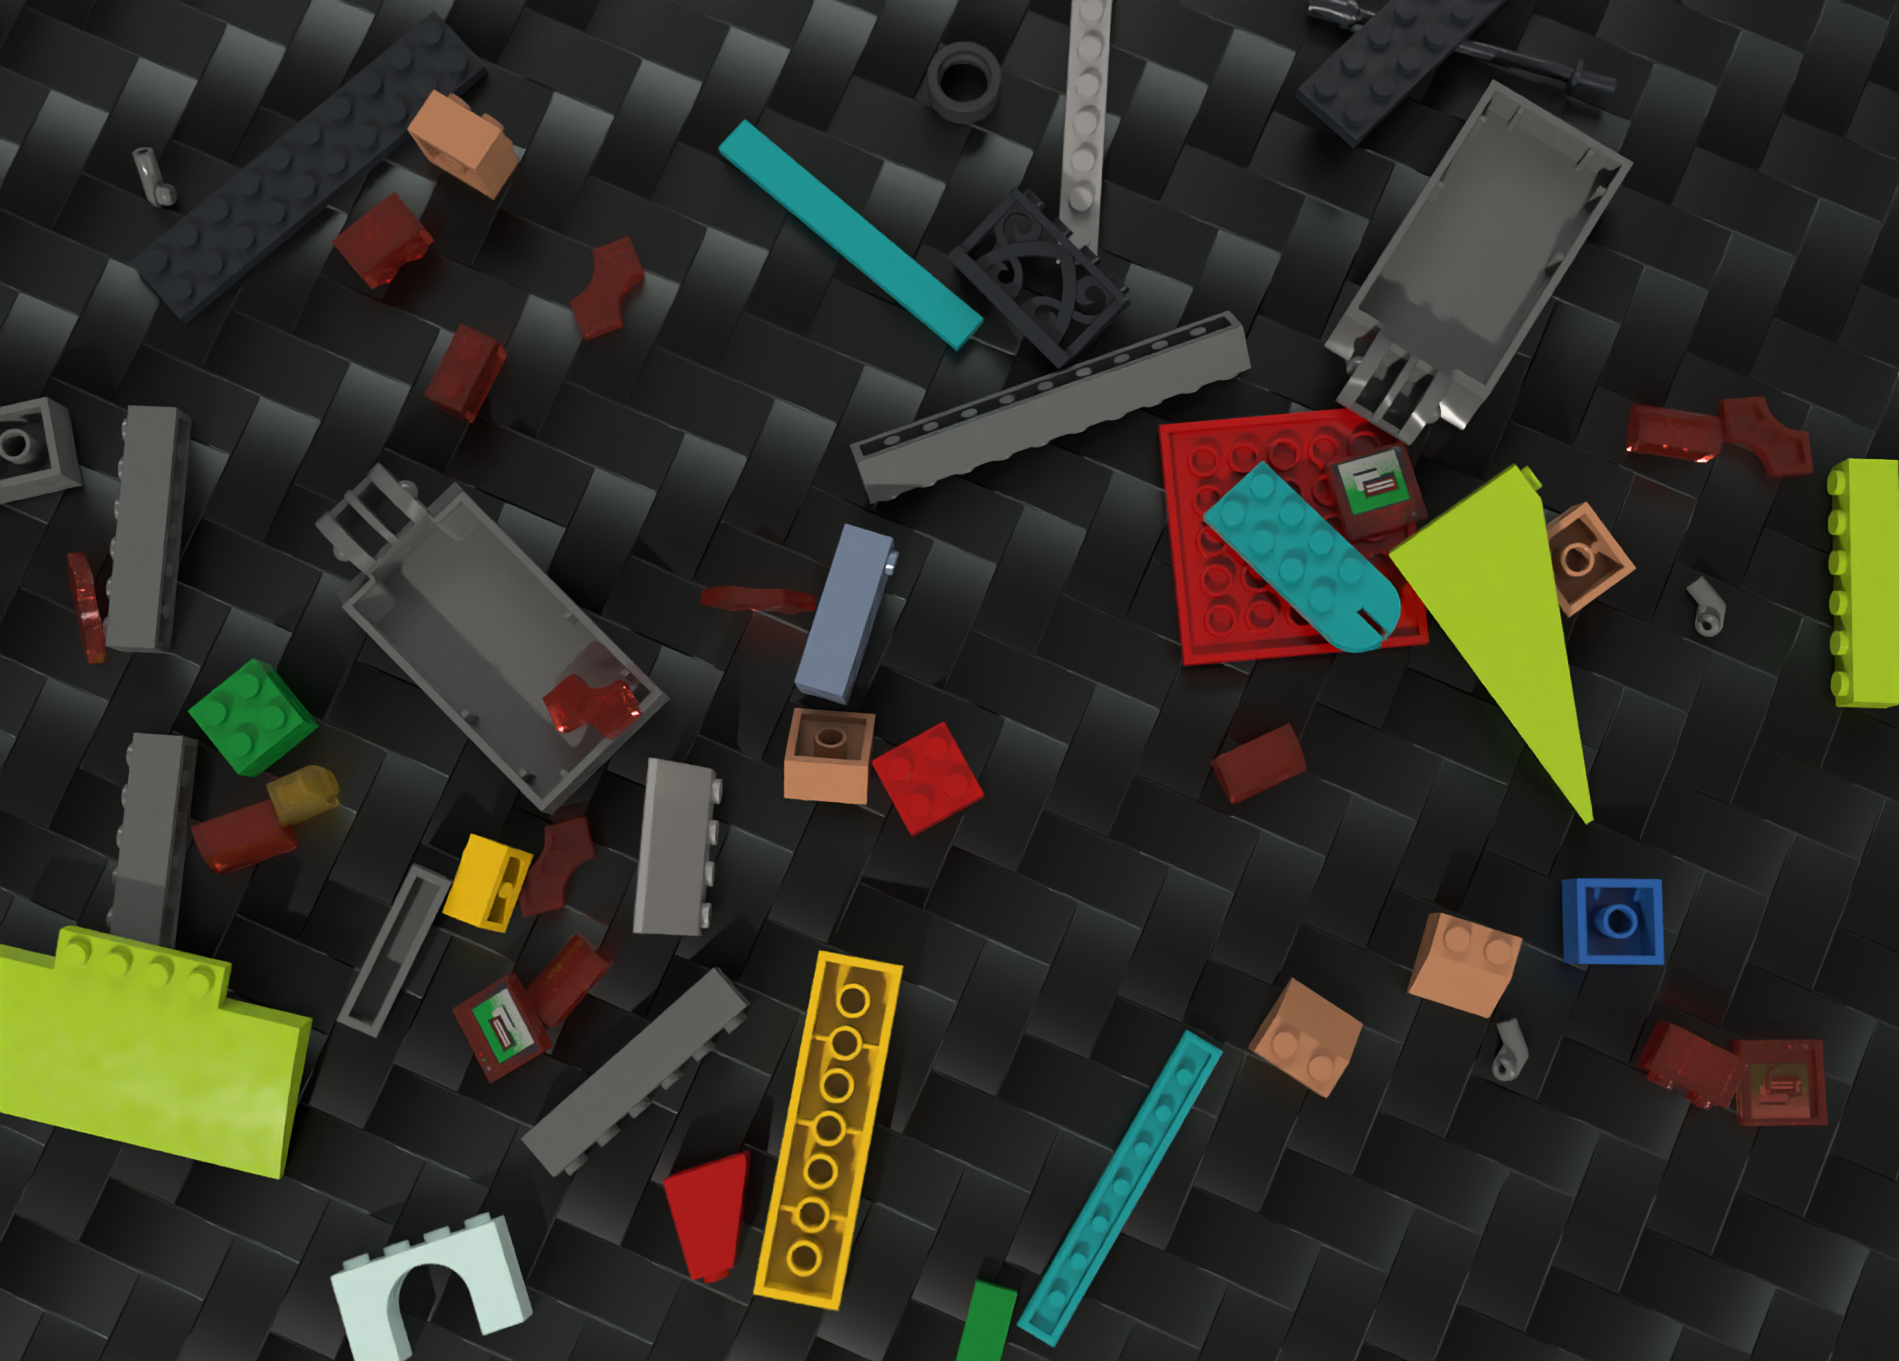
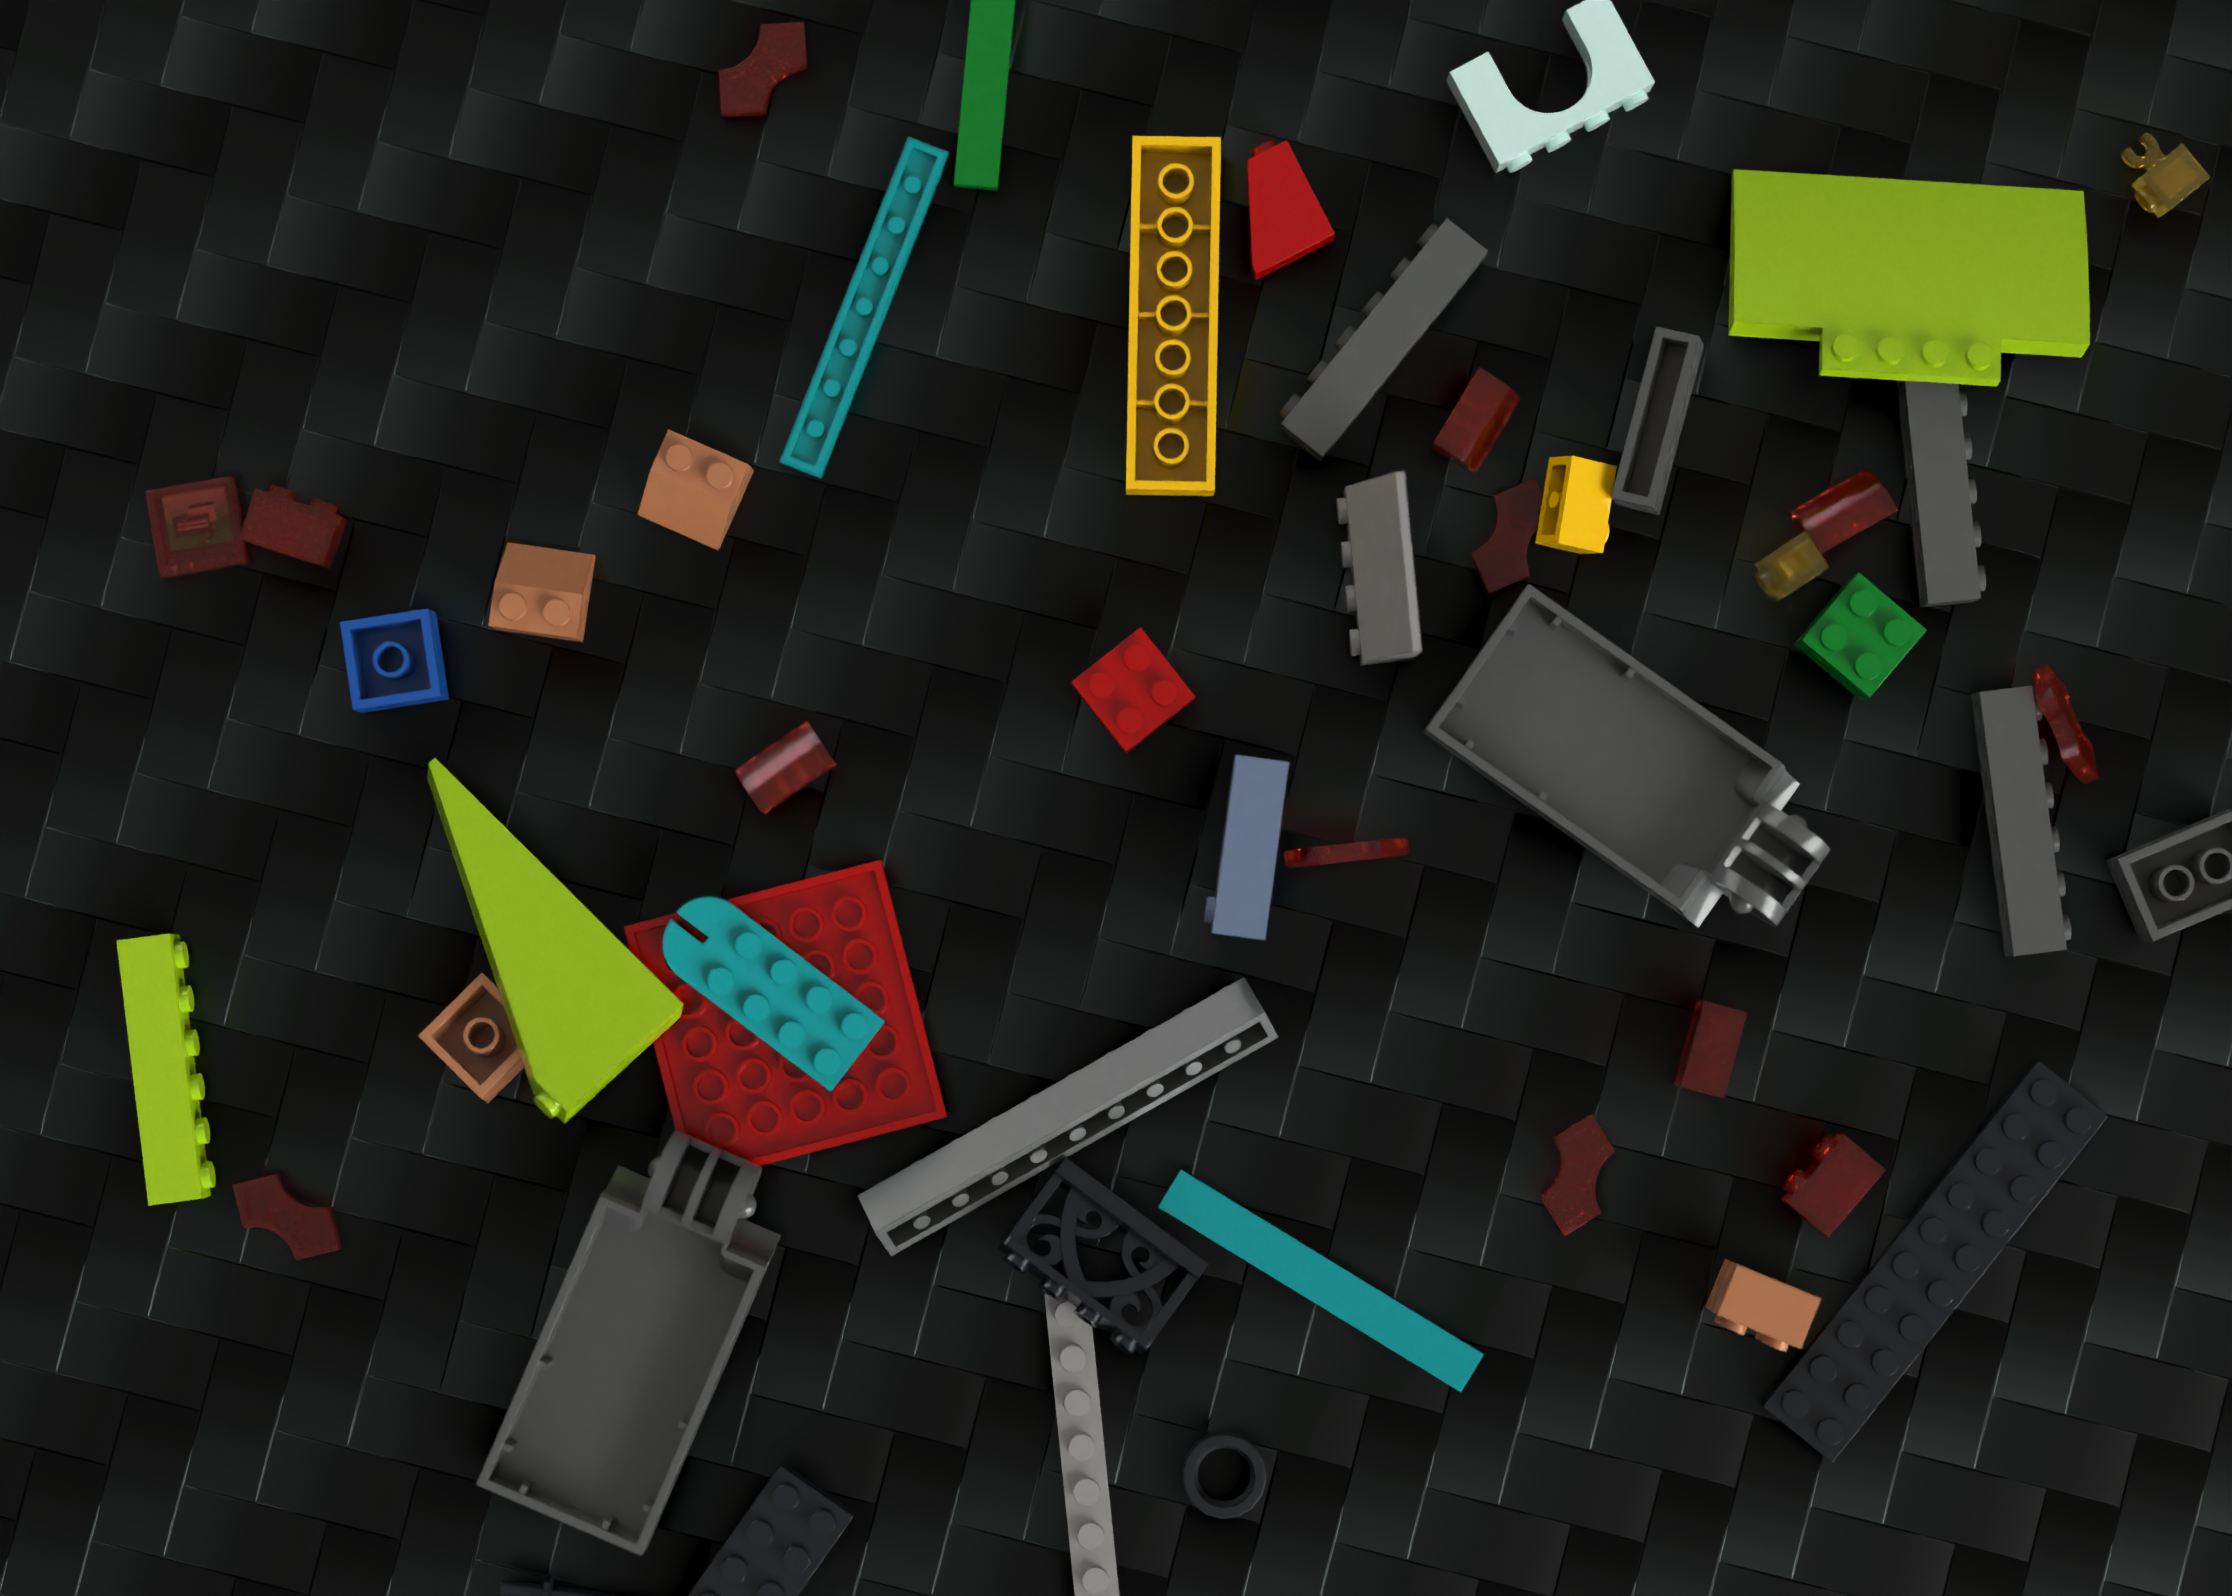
camera: 170 degrees right, 5 degrees up
(155, 189) = (2107, 1216): dark grey arm -> none
(502, 1027) = (1531, 359): tile -> none
(578, 705) = (1517, 703): clear red tile -> none
(829, 756) = (1241, 700): nougat slope -> none
(1375, 491) = (704, 1079): tile -> none
(1513, 1052) = (477, 510): dark grey arm -> none
(1673, 433) = (389, 1205): clear red brick -> none
(1710, 607) = (325, 1015): dark grey arm -> none

